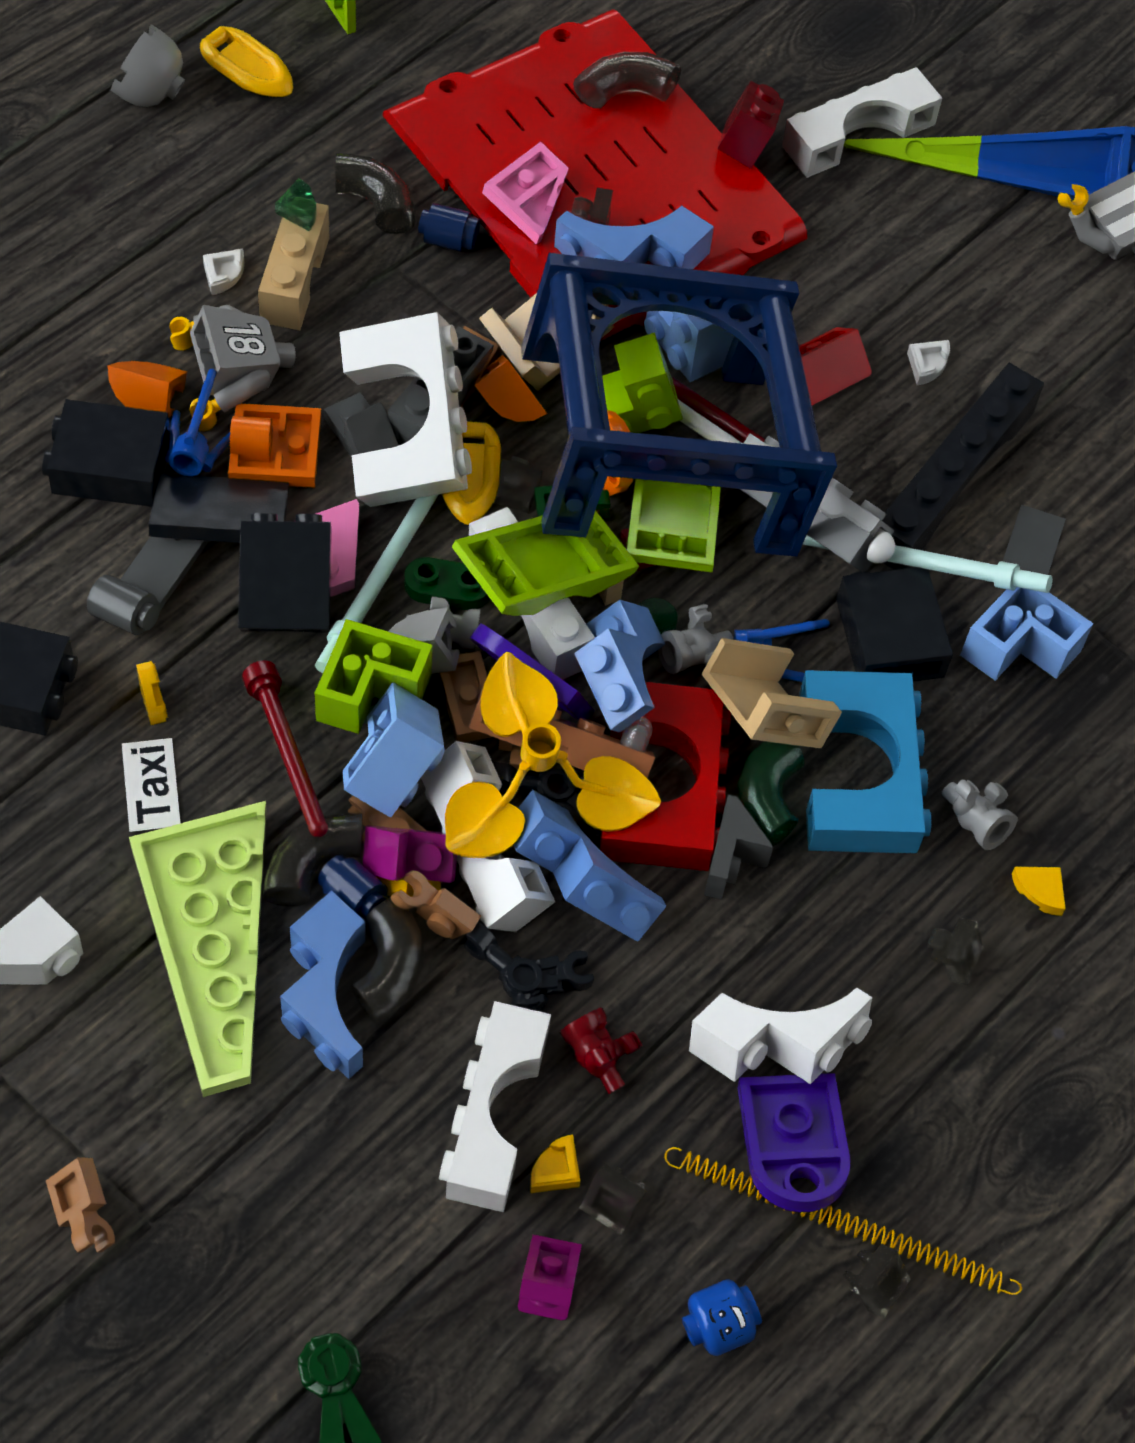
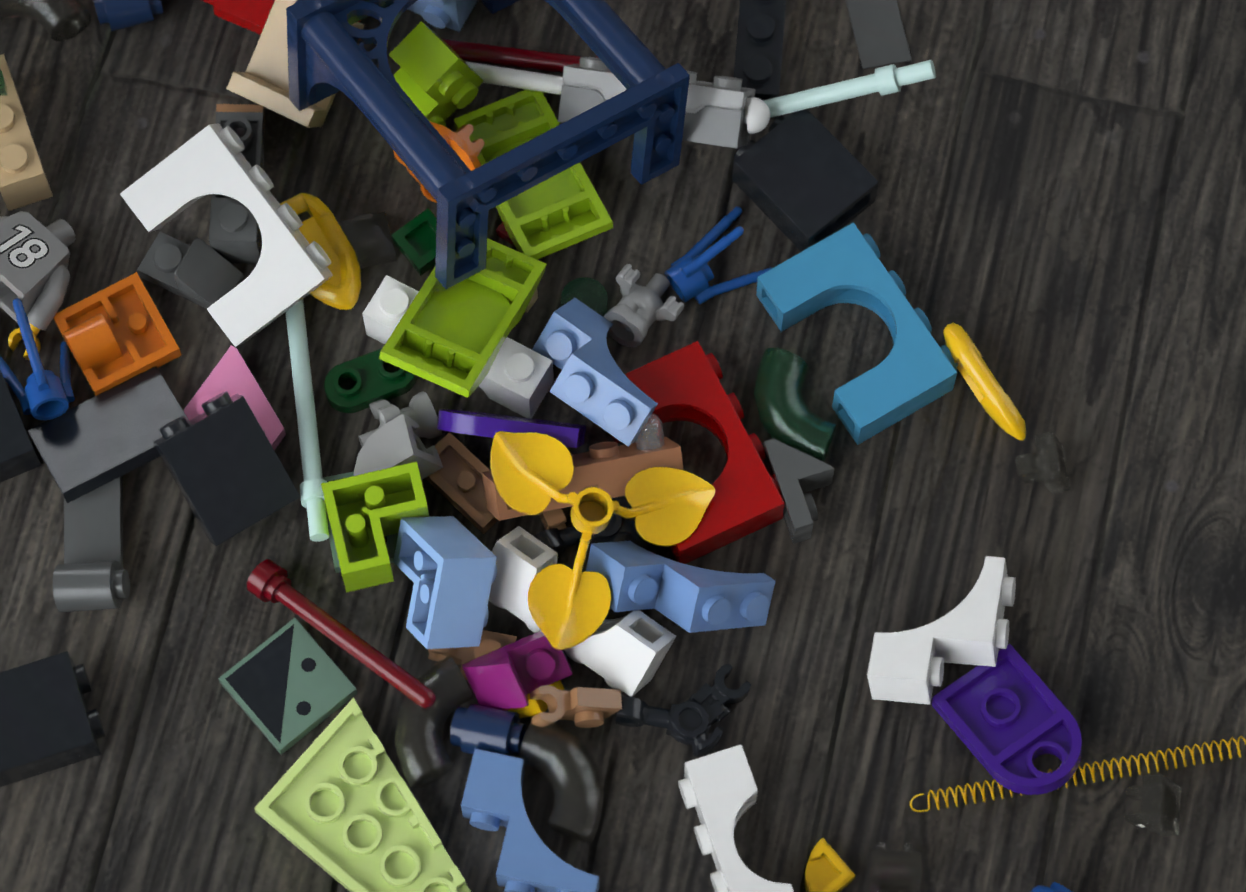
camera: 25 degrees left, 10 degrees up
(150, 784) = (231, 742): white sticker -> none
(151, 692) = (167, 649): yellow tile -> none
(222, 766) = (288, 686): none -> tile
(508, 392) = (301, 149): orange brick -> none
(597, 1050) = (794, 747): dark red piece -> none
(747, 683) = (736, 333): tan panel -> none
(944, 856) = (983, 382): none -> yellow piece
(979, 813) = (986, 320): light grey piece -> none
(1027, 625) = (935, 108): light blue brick -> none
(1042, 887) = (1081, 358): yellow tile -> none

